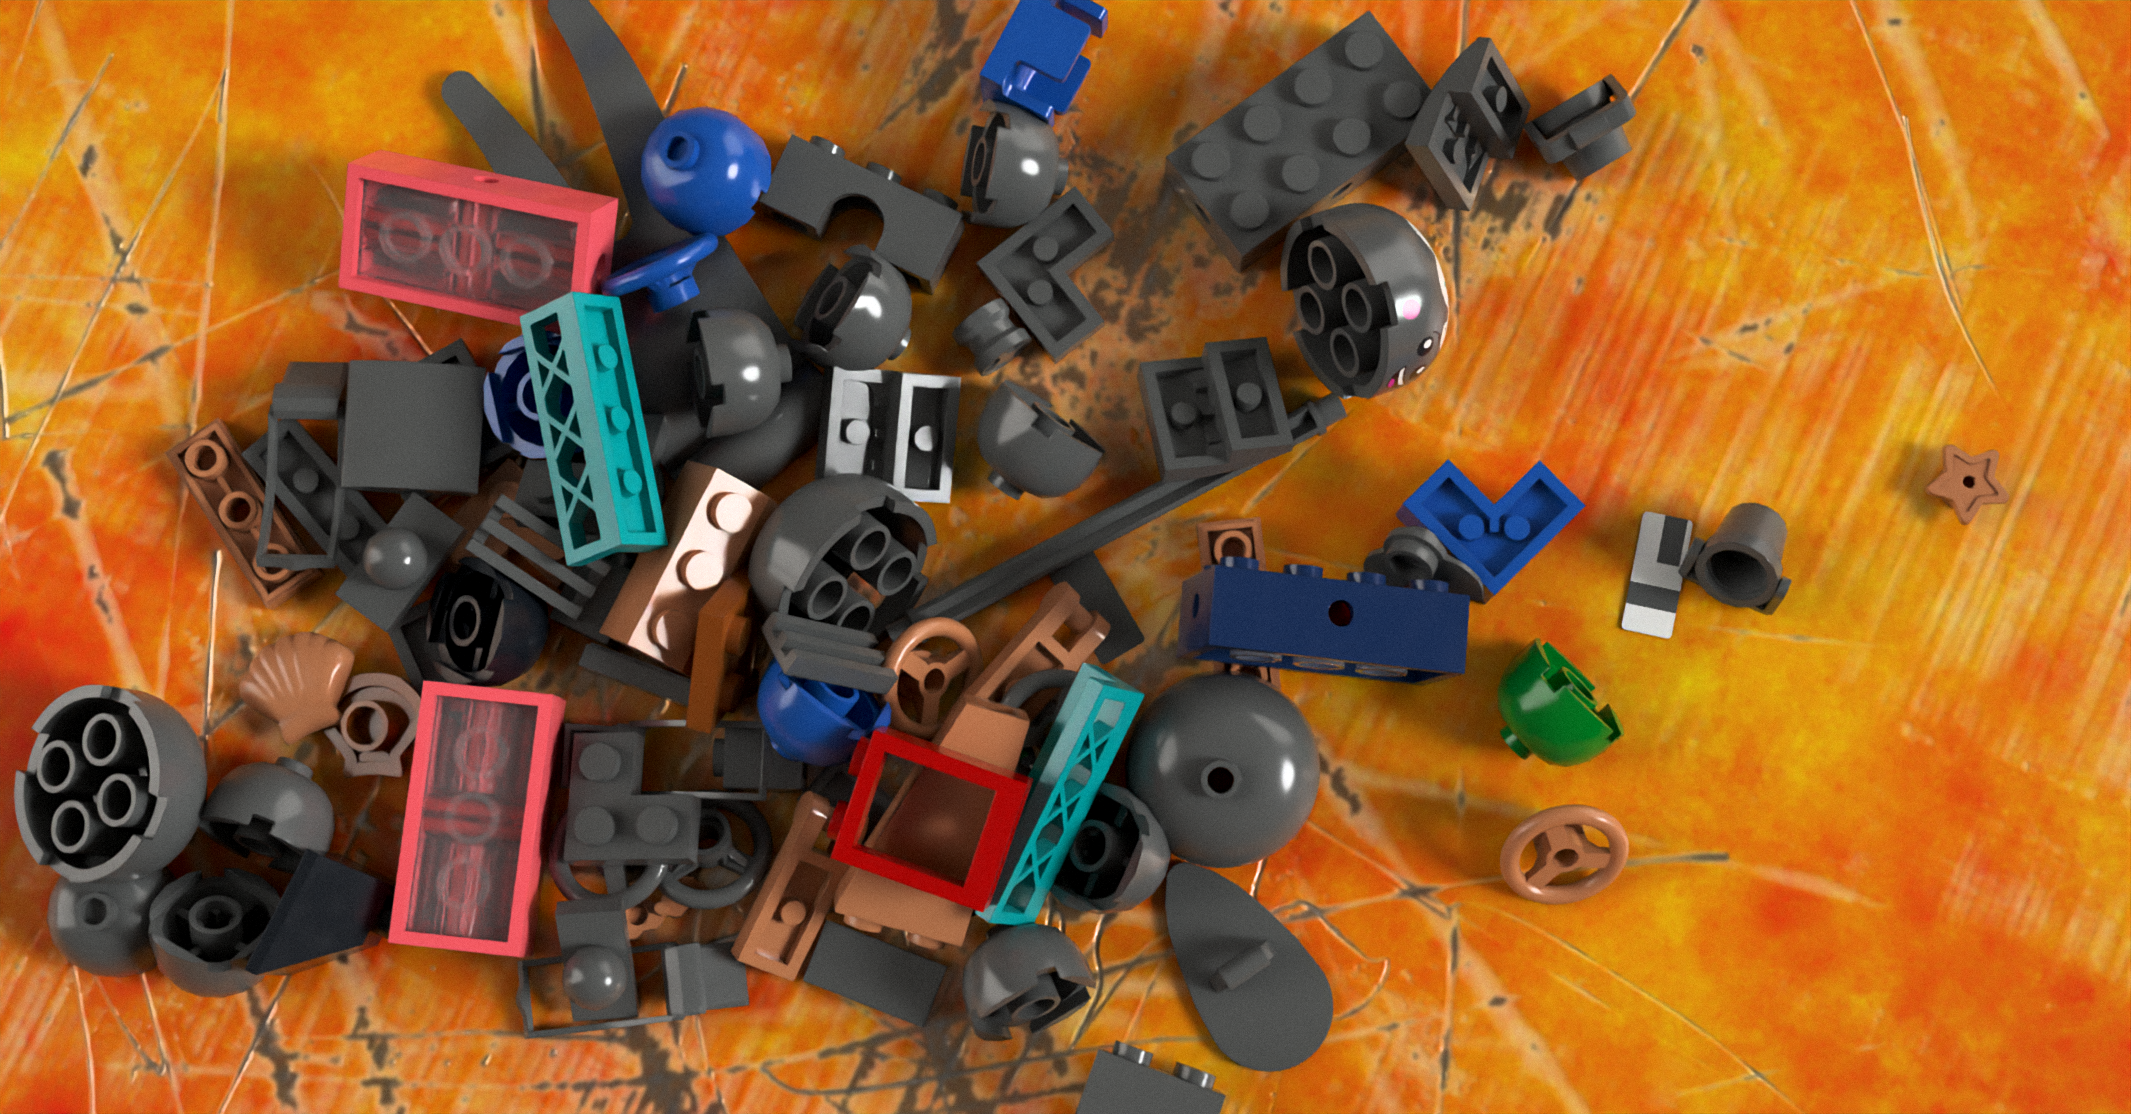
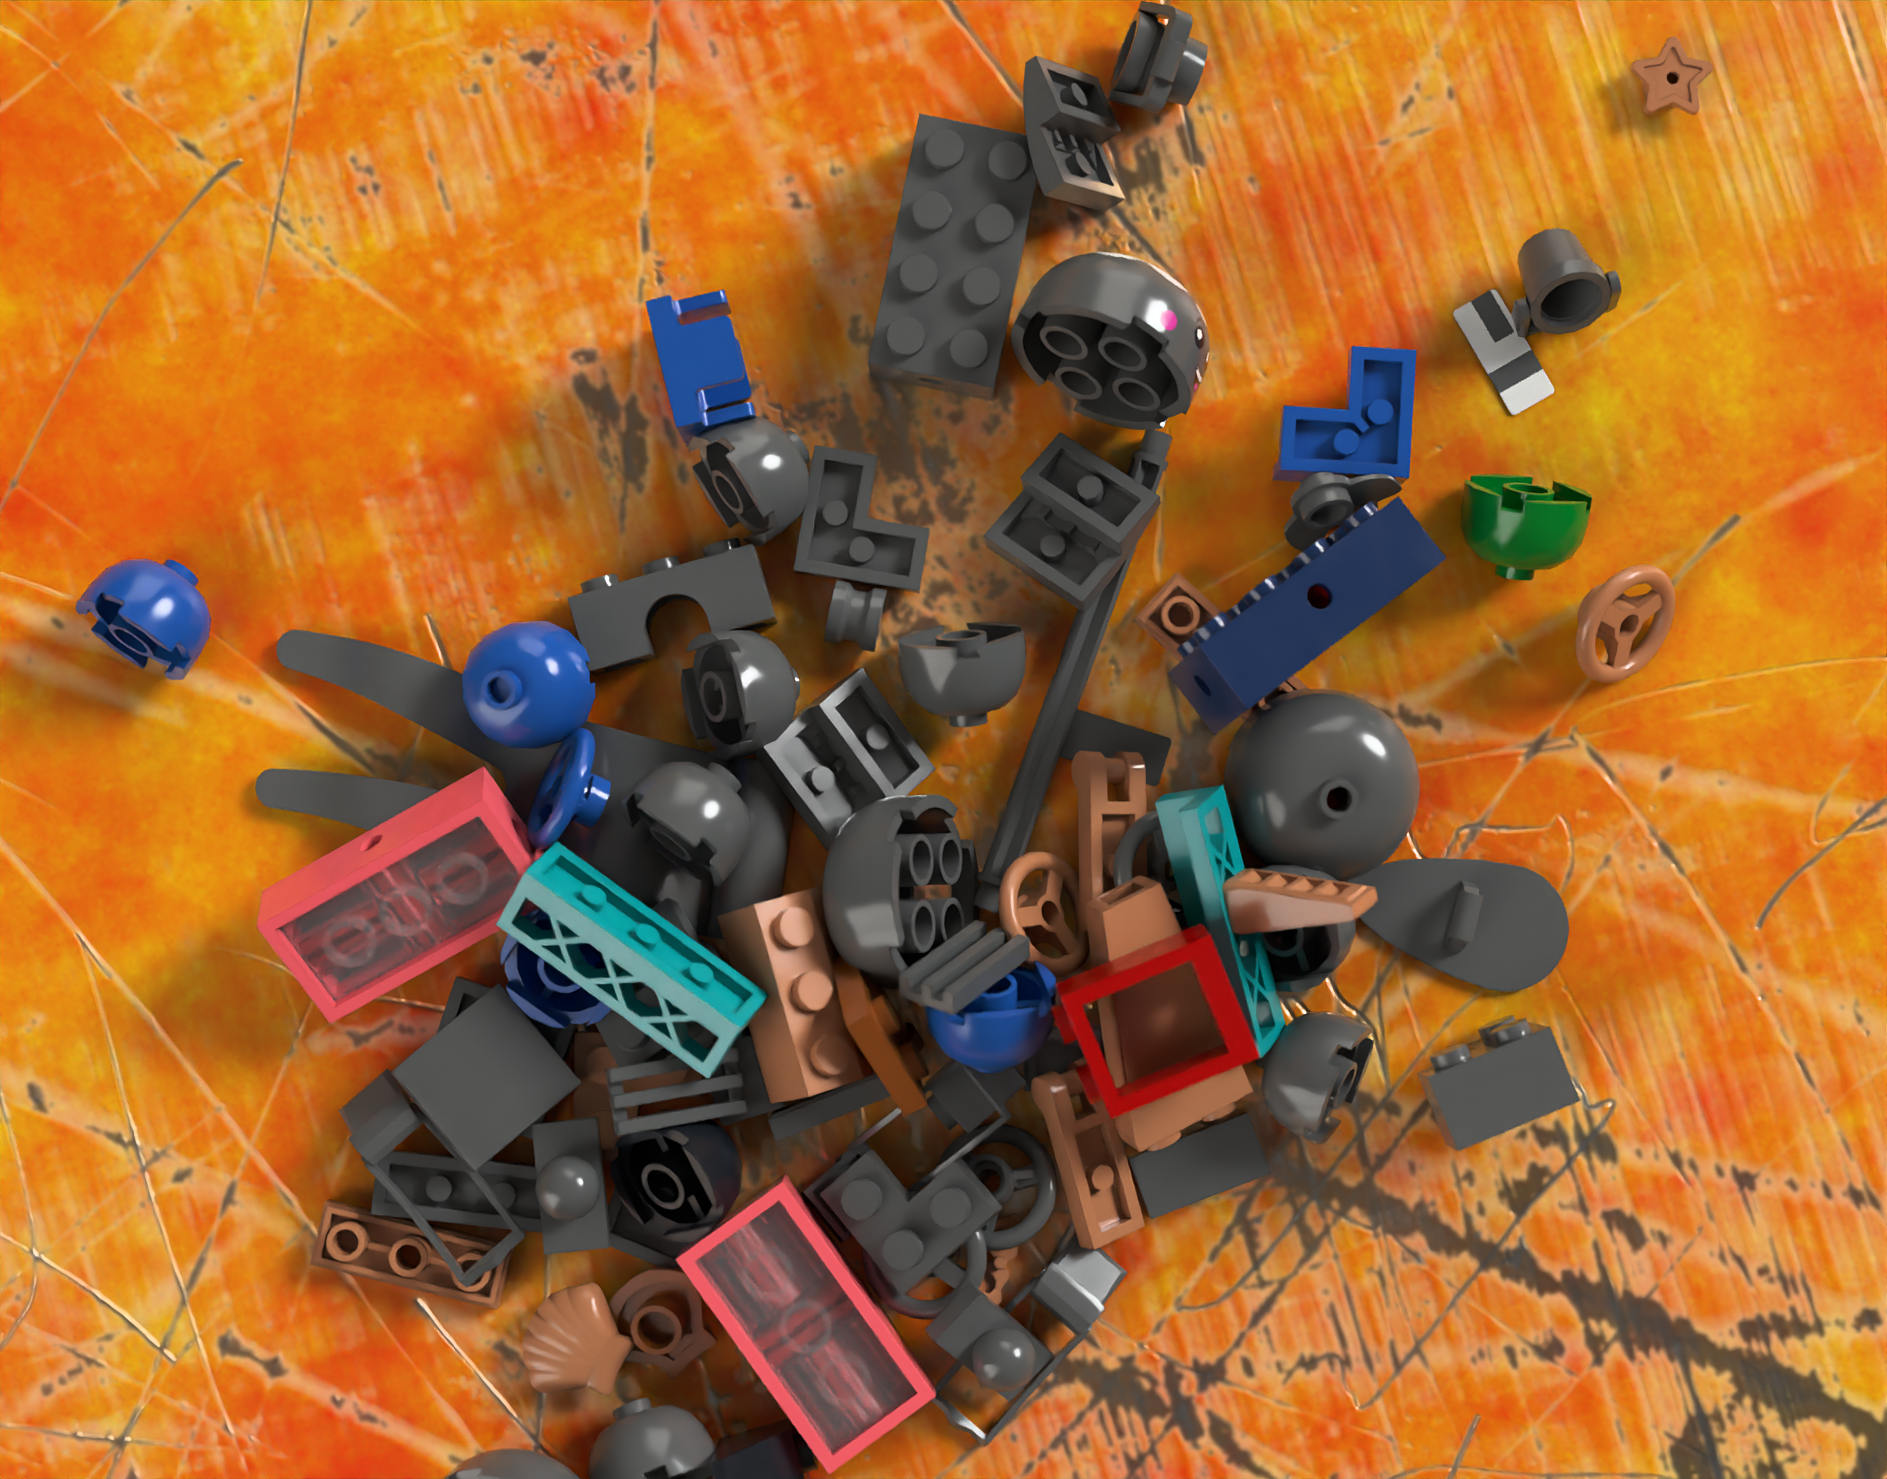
camera: 45 degrees left, 5 degrees up
(1105, 813) = (1281, 901): none -> nougat slope

